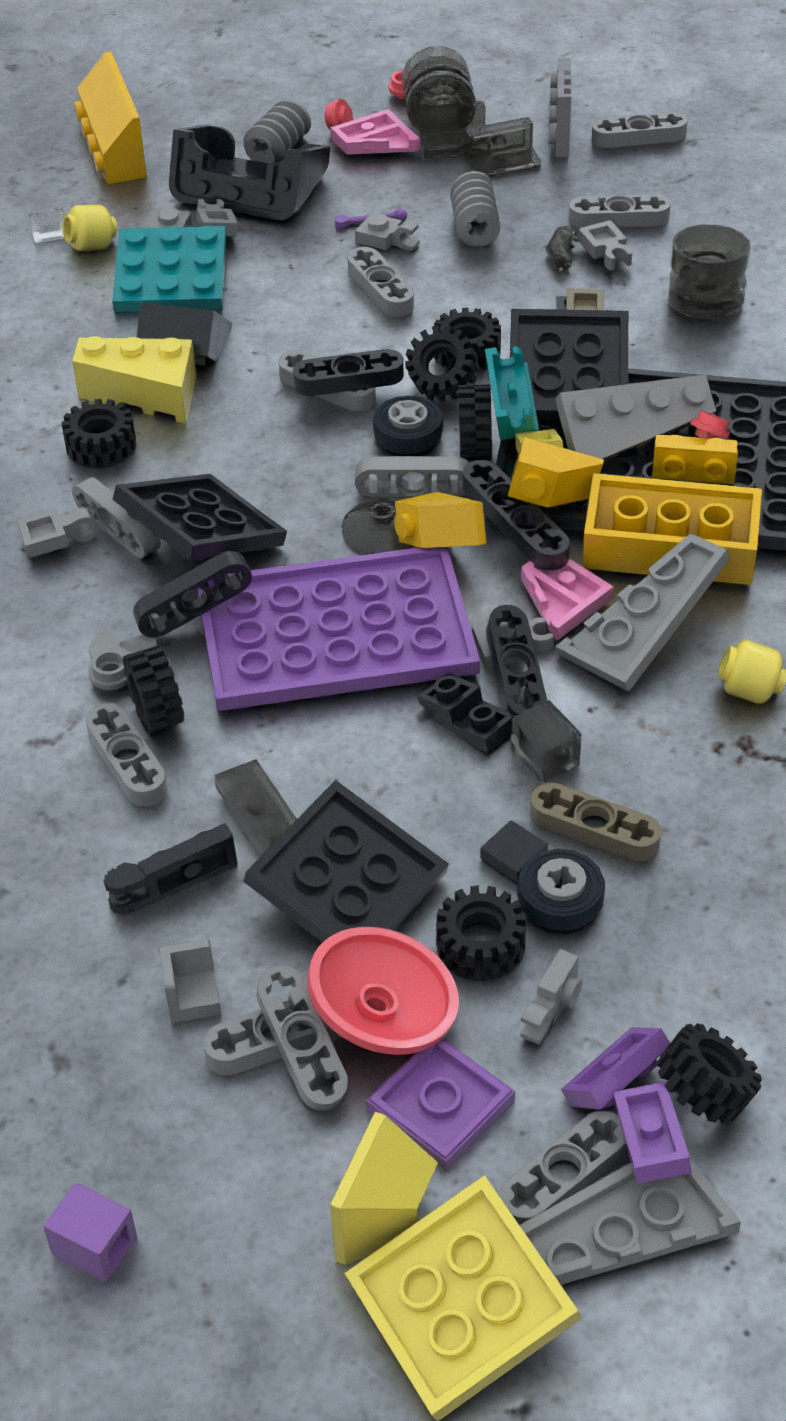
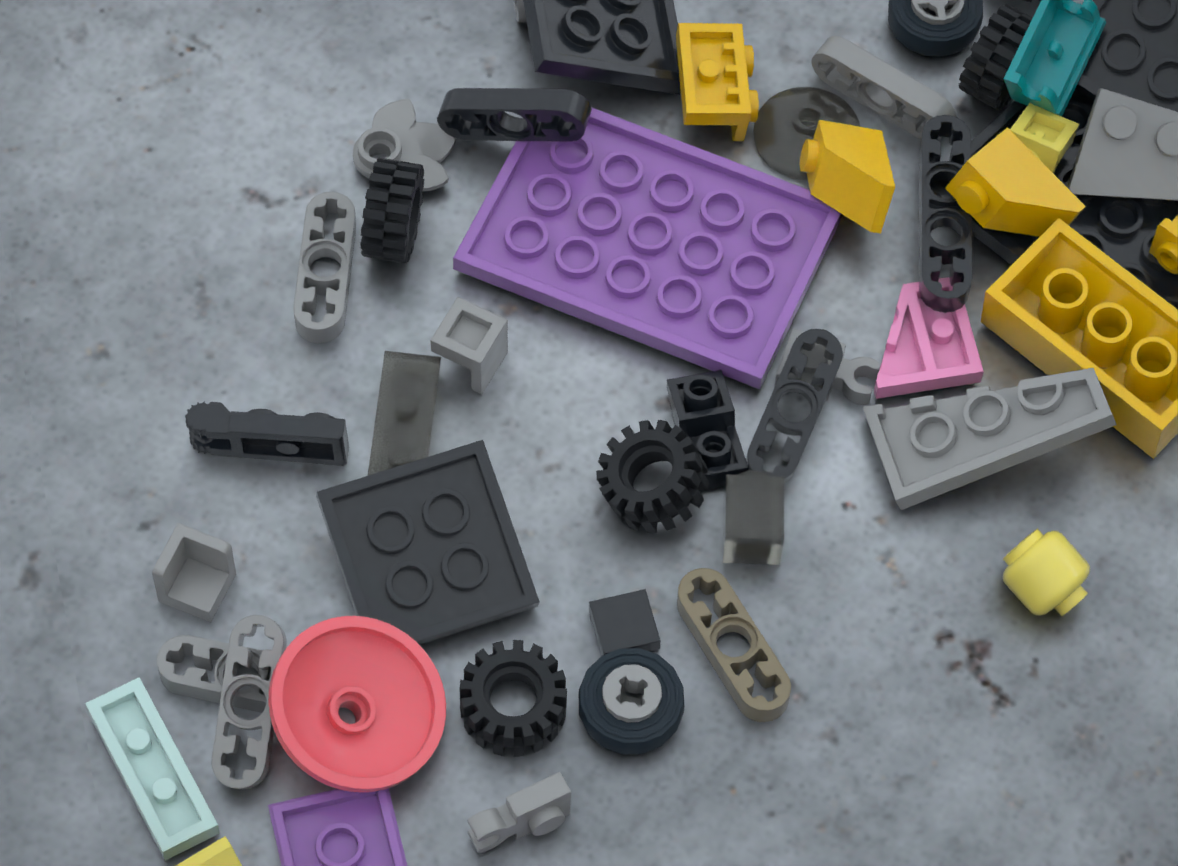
camera: 30 degrees right, 15 degrees up
(261, 1127) = (152, 768): none -> light aqua plate
(271, 732) = (473, 340): none -> light grey panel
(305, 516) = (715, 76): none -> yellow bracket
(471, 768) = (635, 454): none -> black tyre

